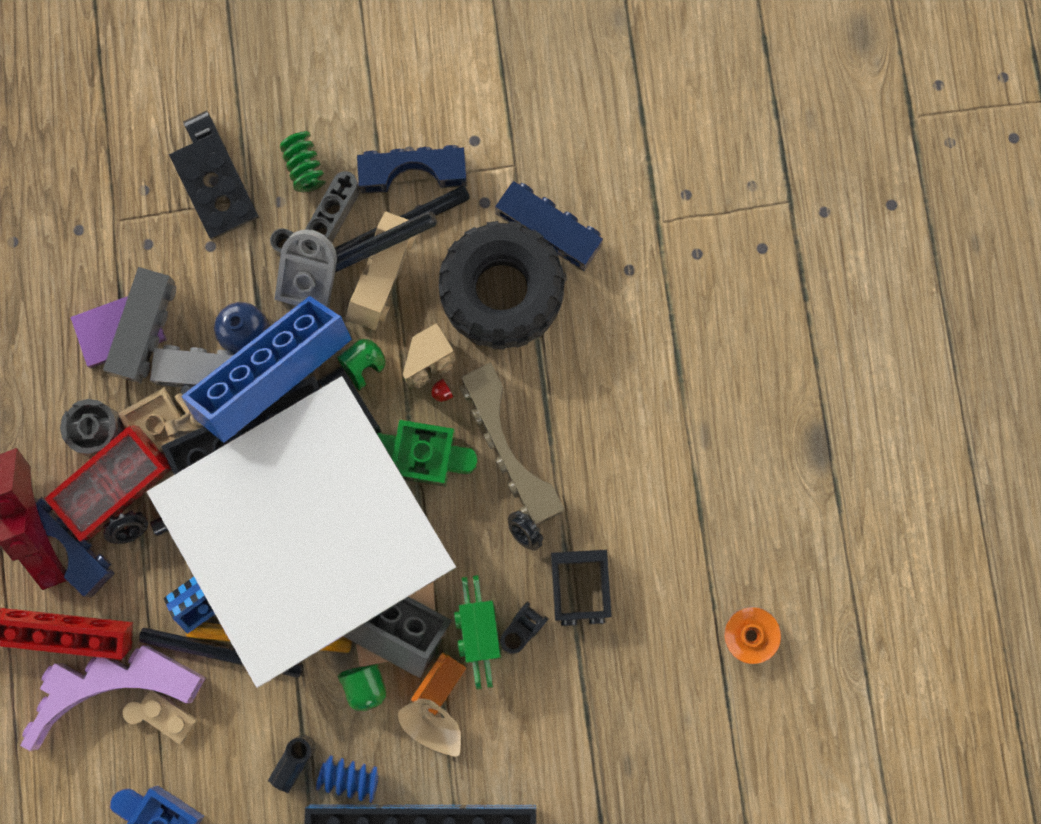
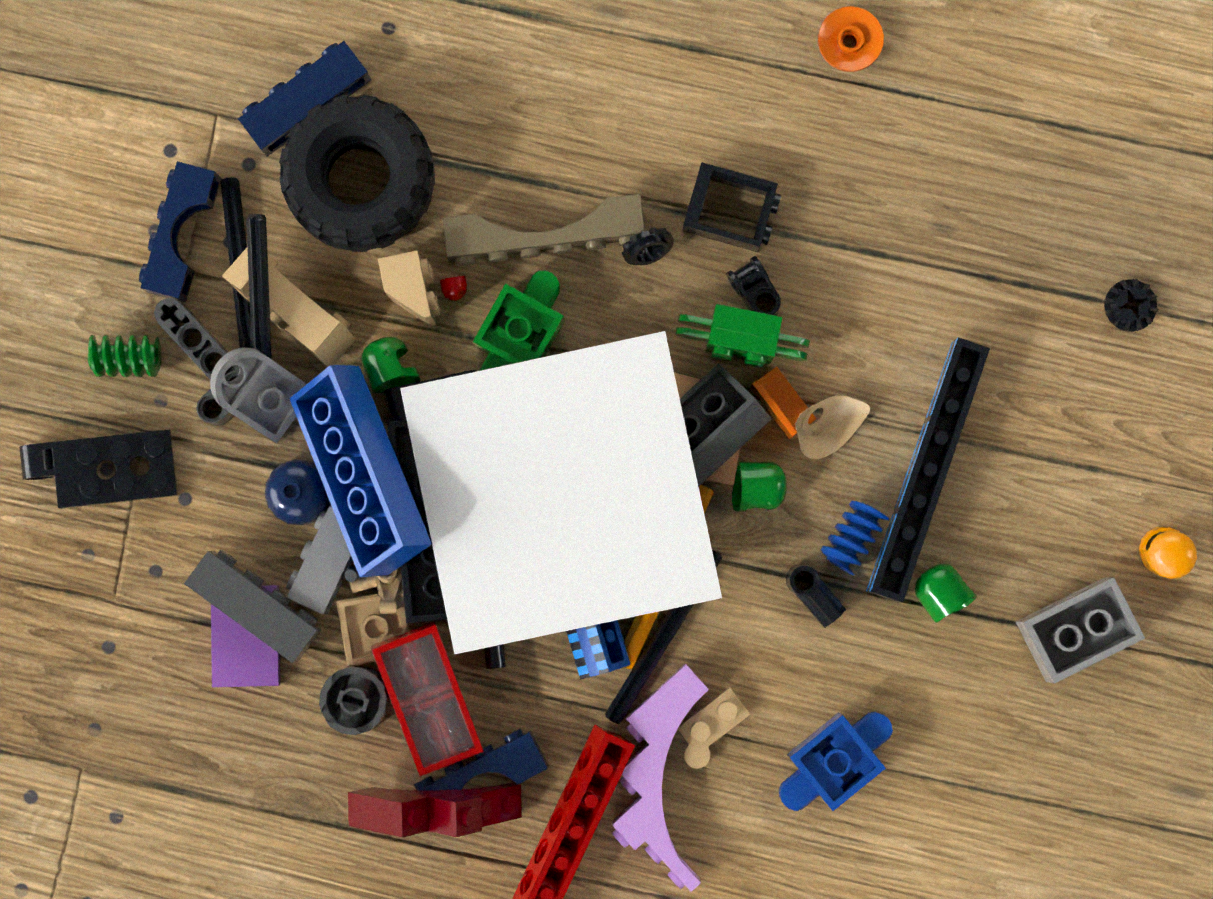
camera: 65 degrees left, 5 degrees up
(135, 524) = (484, 697): black gear -> none

